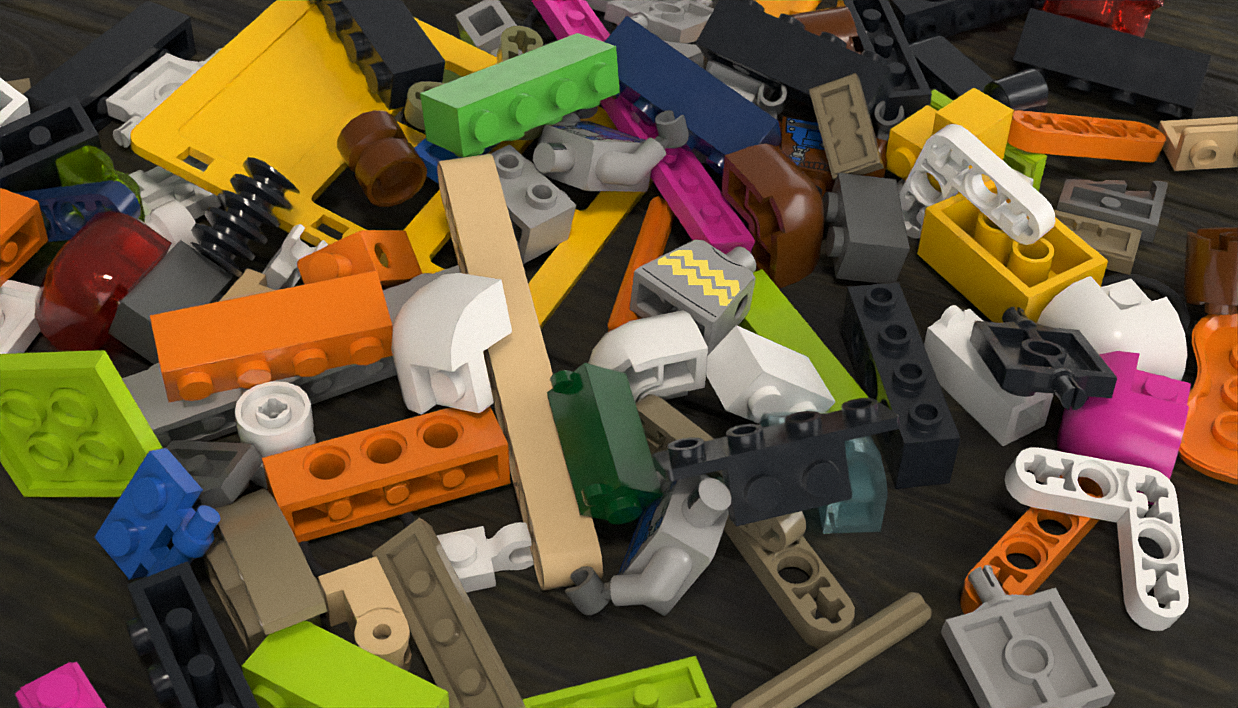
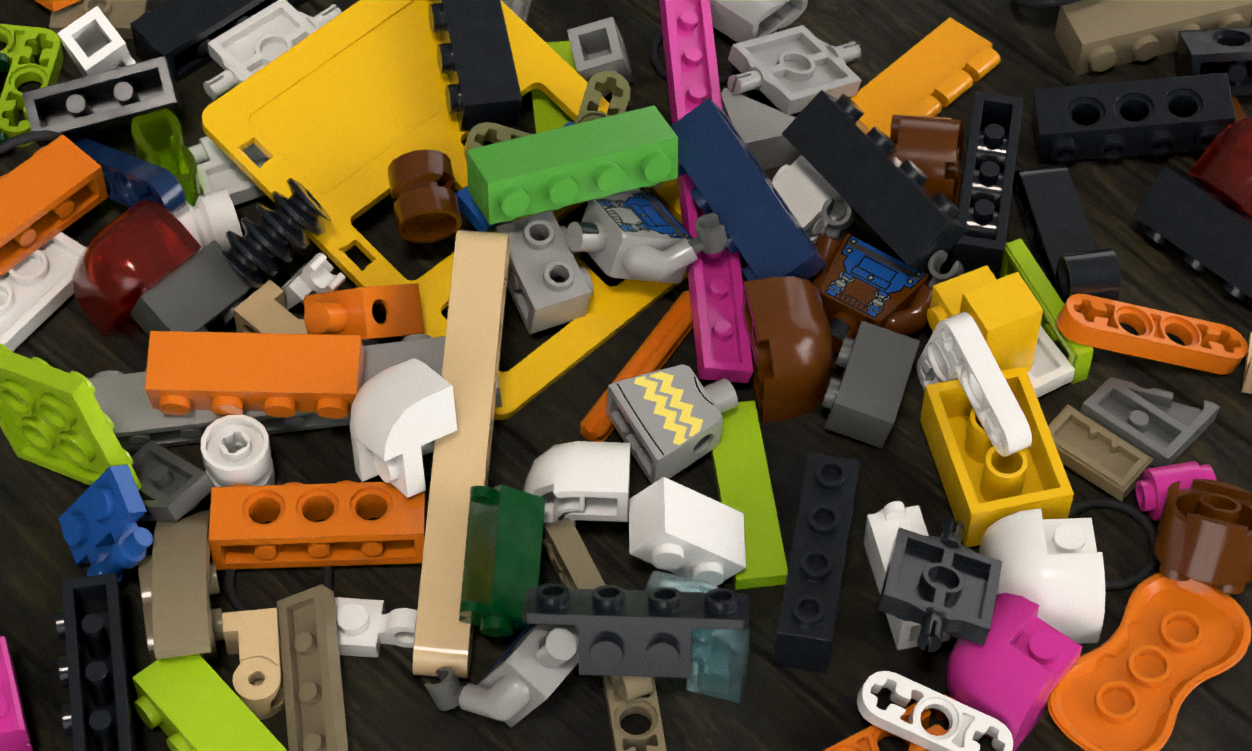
camera: 20 degrees right, 10 degrees up
(846, 127) = (887, 274): dark tan plate -> none
(1163, 252) = (1155, 482): none -> dark pink brick

